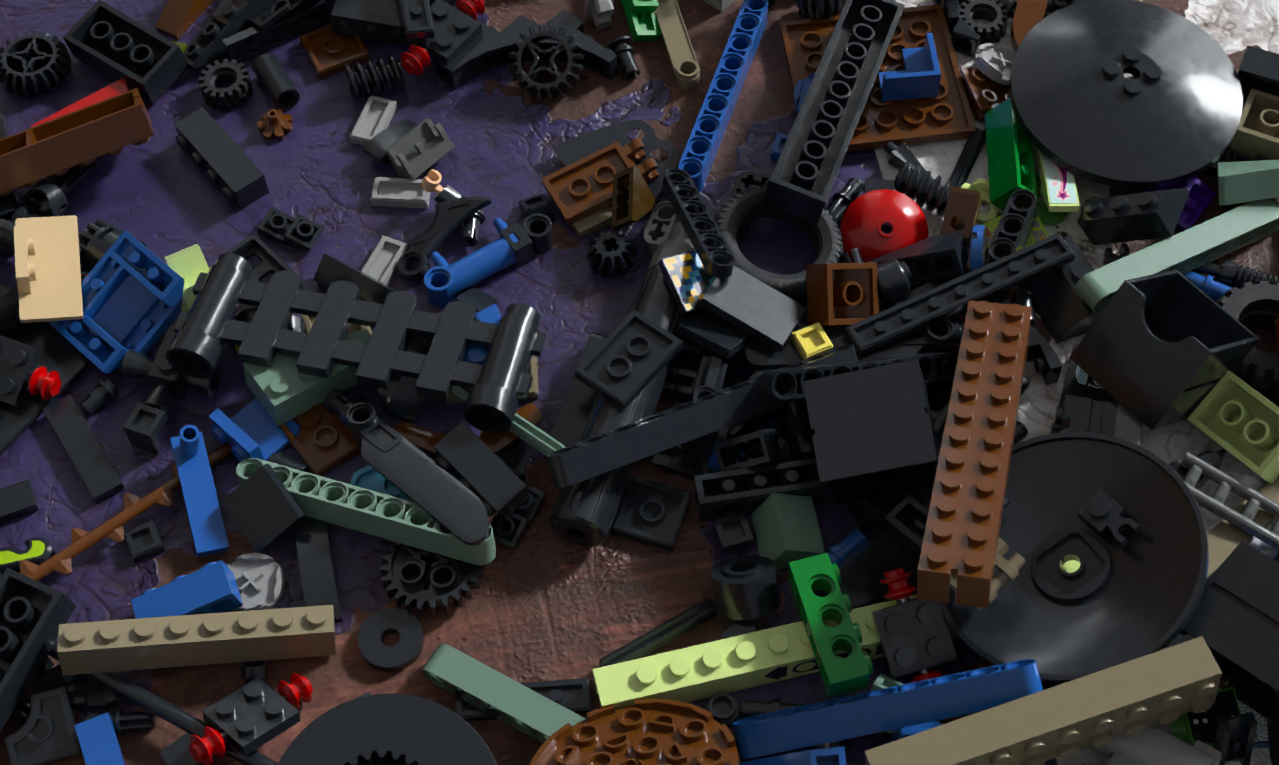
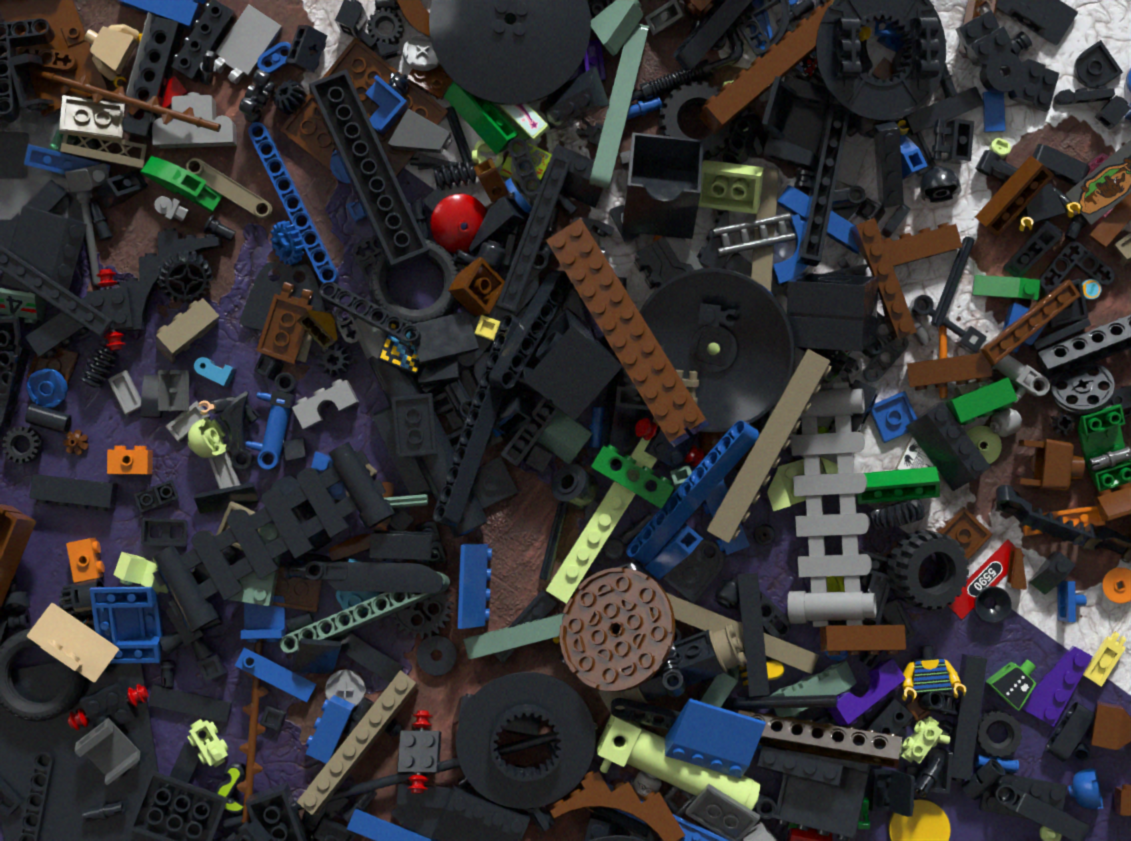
camera: 45 degrees left, 30 degrees up
(45, 508) = (211, 749): none -> yellowish green brick
(157, 221) = (85, 559): none -> orange brick
(304, 176) = (129, 461): none -> orange brick
(306, 56) = (47, 387): none -> blue tile
(401, 213) = (206, 438): none -> yellowish green cylinder
(481, 176) = (209, 370): none -> dark azure leg
(493, 107) = (186, 329): none -> dark tan wedge
(513, 584) = (473, 585): none -> blue slope
(535, 275) = (309, 409): none -> light grey arch
(680, 110) = (287, 242): none -> blue gear
(922, 121) = (419, 135): none -> dark grey slope
(949, 64) = (399, 82): none -> black plant

